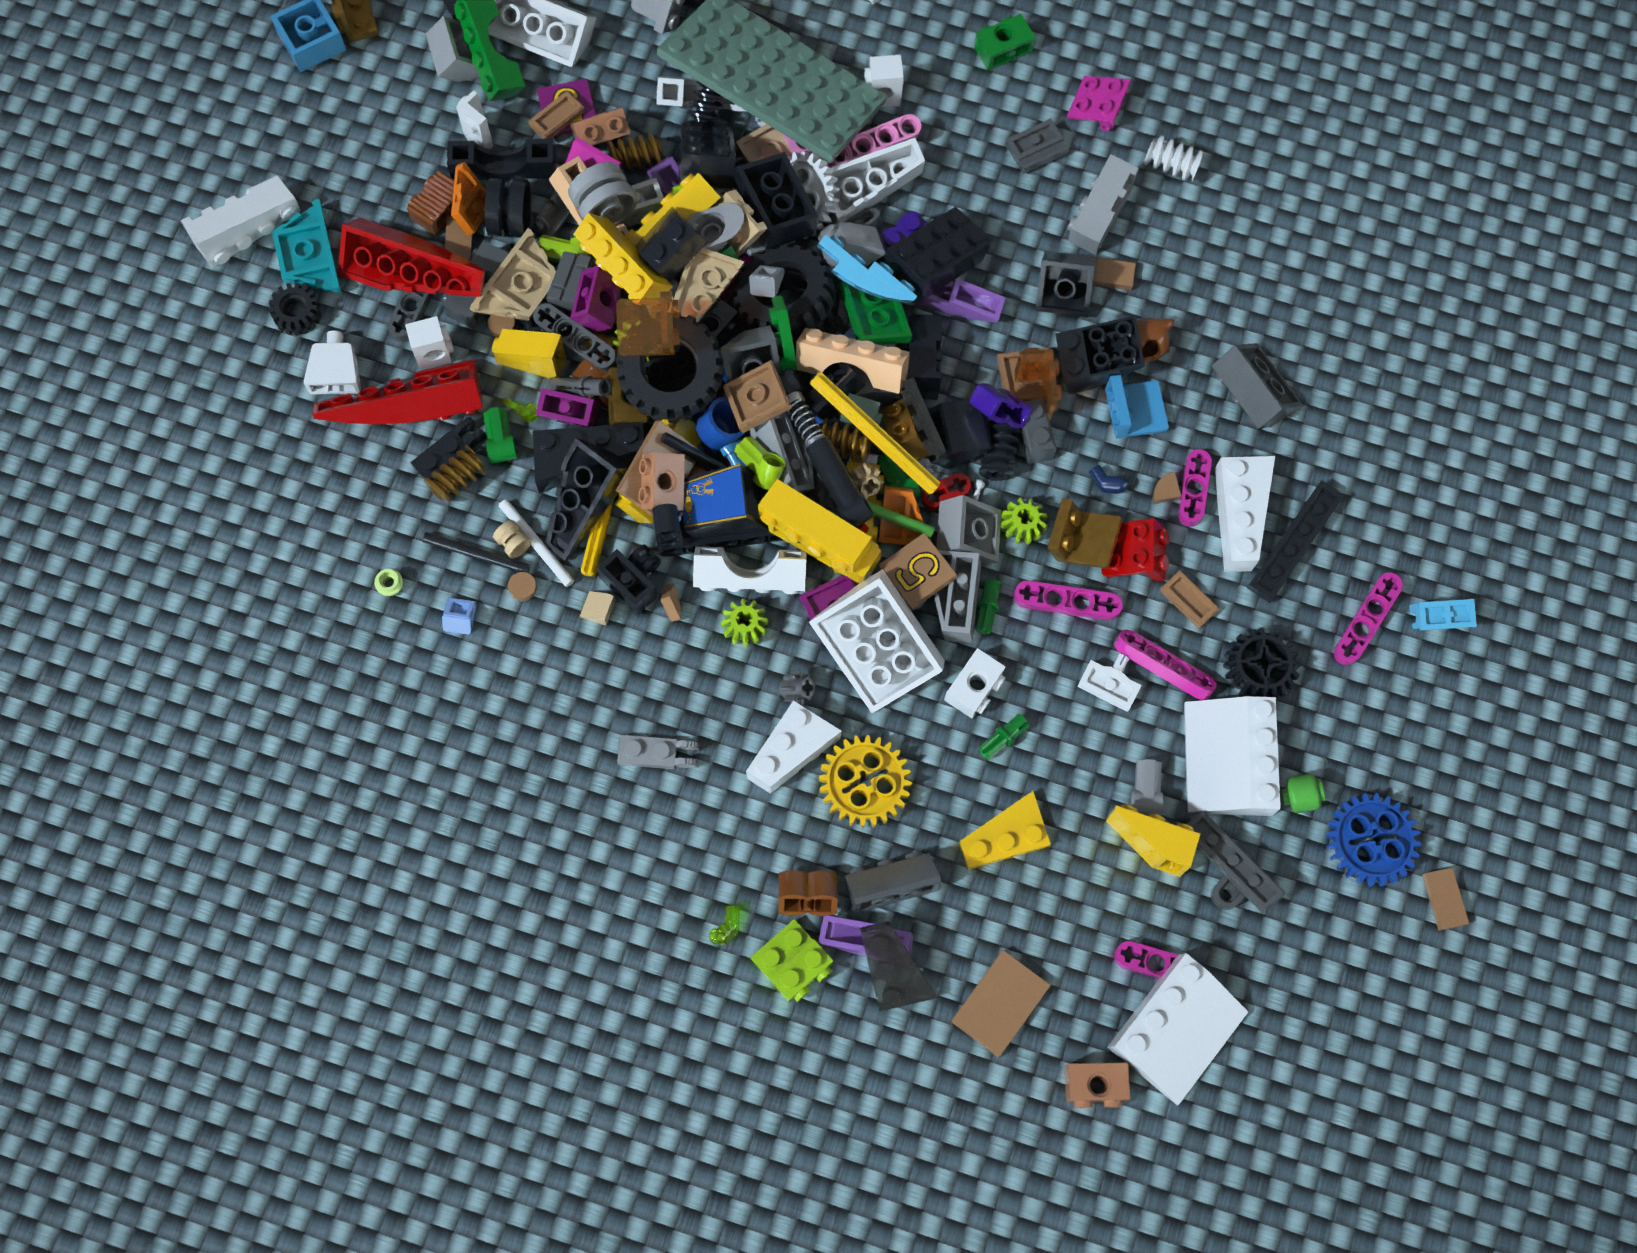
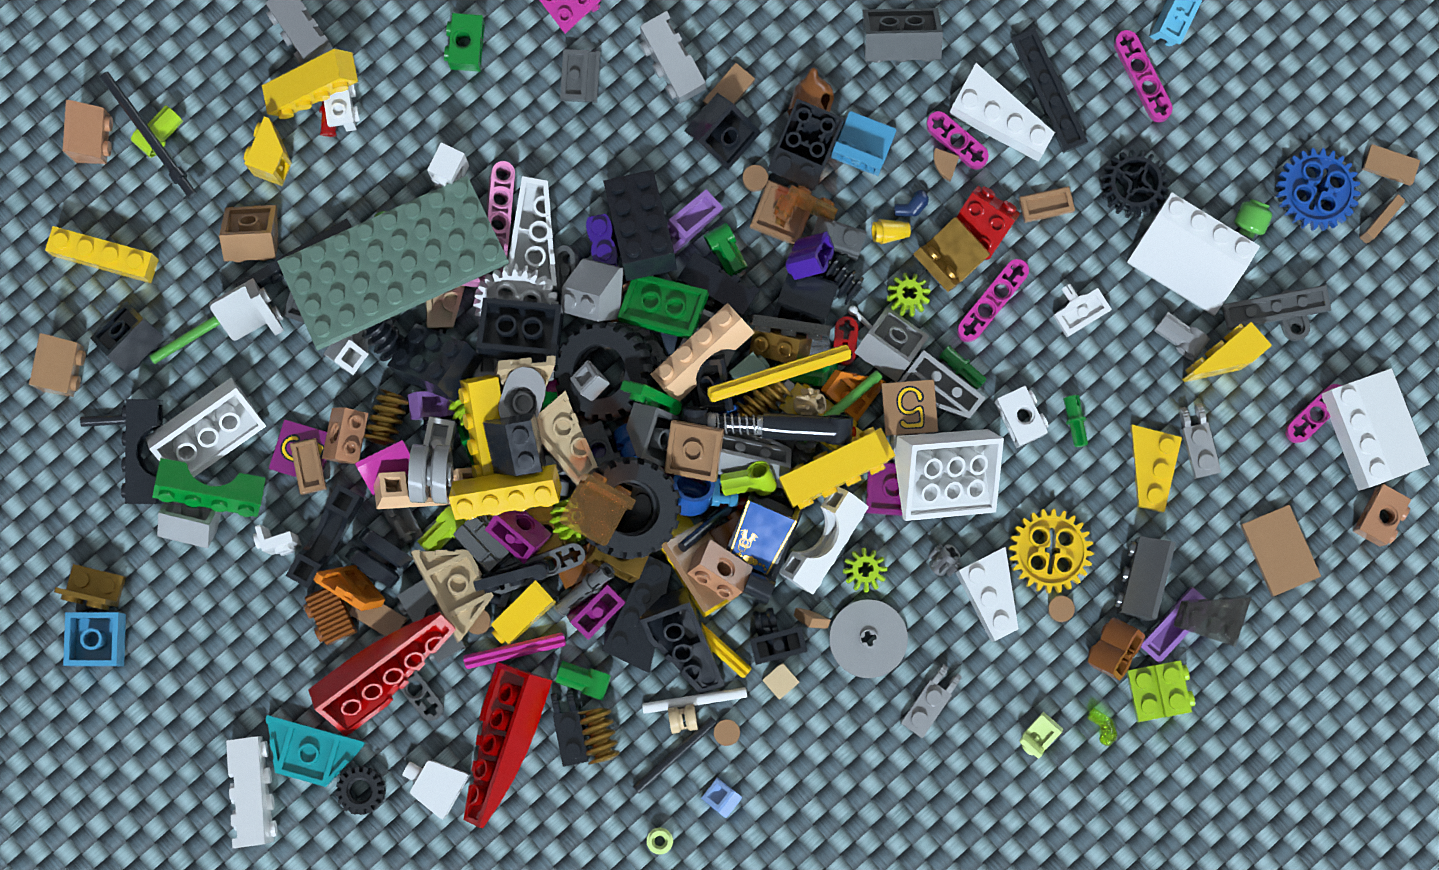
camera: 60 degrees left, 10 degrees up
(430, 343) = (468, 692): white brick -> none
(492, 367) = (514, 650): none -> dark pink axle
(527, 412) = (573, 643): clear neon green hand -> none
(553, 316) = (514, 576): none -> black plate
(682, 684) = (851, 626): none -> light grey piece
(682, 869) = (1040, 735): none -> yellowish green bracket
(816, 823) = (1061, 609): none -> medium nougat tile
(874, 281) = (642, 295): medium azure slope -> none
(964, 341) = (722, 243): none -> green piece
(1043, 335) = (755, 178): none -> medium nougat tile
(1054, 867) = (1199, 443): none -> light grey hinge
(1072, 474) = (888, 231): none -> yellow cone
(1138, 650) = (1093, 261): dark pink beam -> none
(1386, 918) = (1382, 219): none -> medium nougat tile

